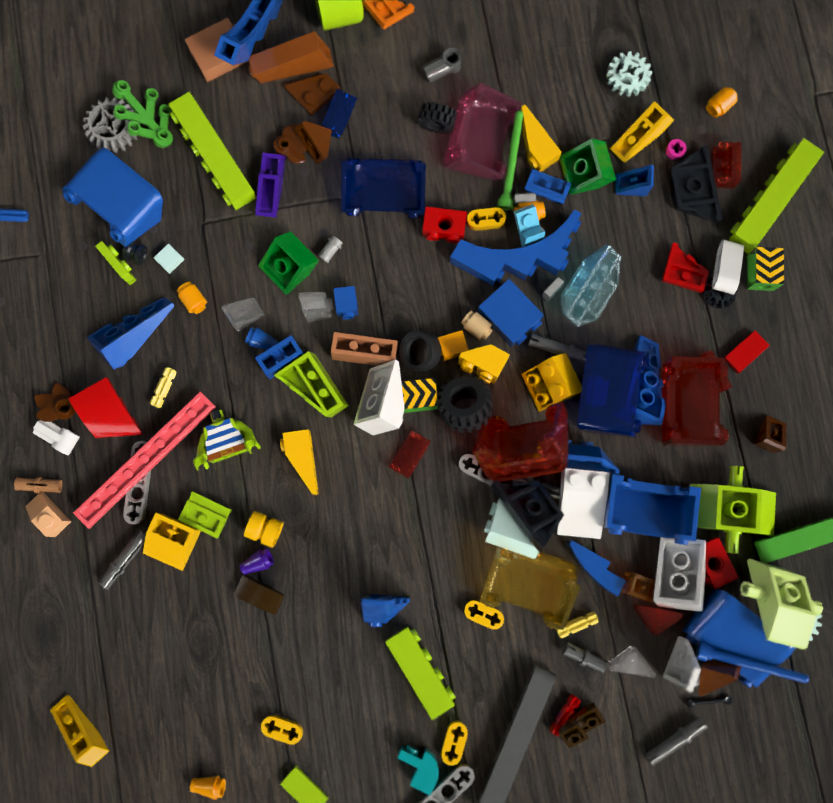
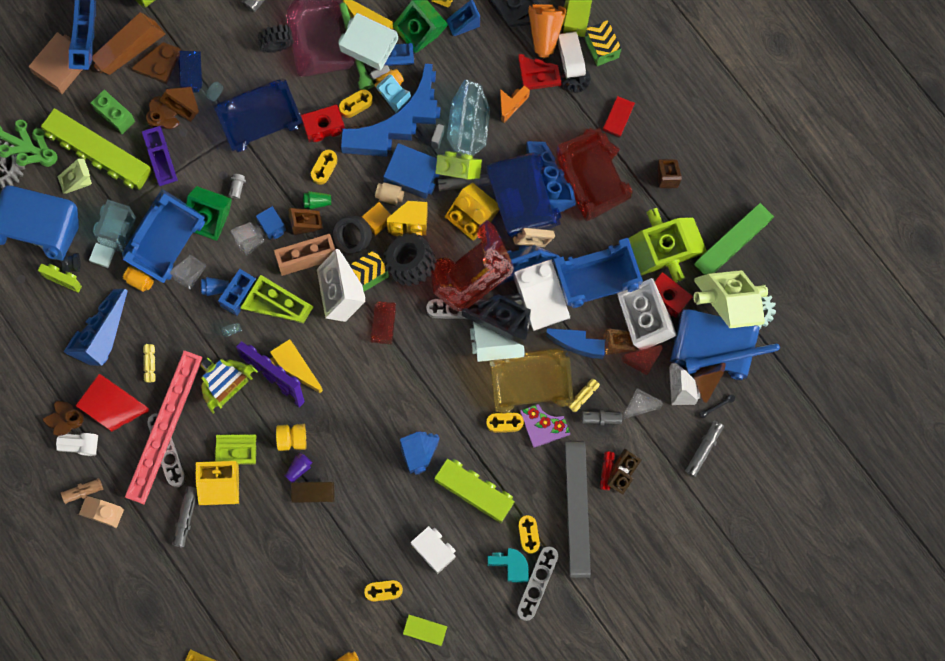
camera: 30 degrees left, 5 degrees down
(179, 169) = (75, 177): none -> yellowish green slope
(191, 234) = (114, 225): none -> clear light blue brick
(232, 267) = (162, 236): none -> blue windscreen
(245, 120) = (113, 111): none -> bright green brick
(257, 391) = (231, 329): none -> clear light blue tile
(278, 458) = (272, 373): none -> dark purple wing
(350, 713) = (433, 549): none -> white brick
(353, 144) = (215, 91): none -> clear light blue tile
(380, 314) = (305, 220): none -> reddish brown slope
(399, 298) = (316, 200): none -> green cone
(421, 265) = (320, 164): none -> yellow beam
(520, 638) = (543, 427): none -> medium lavender tile
(527, 161) = (368, 41): none -> light aqua brick
(558, 330) = (458, 166): none -> lime brick
(602, 439) = (534, 237): none -> tan tile
(640, 290) = (510, 105): none -> orange slope
(715, 226) = (545, 27): none -> orange cone

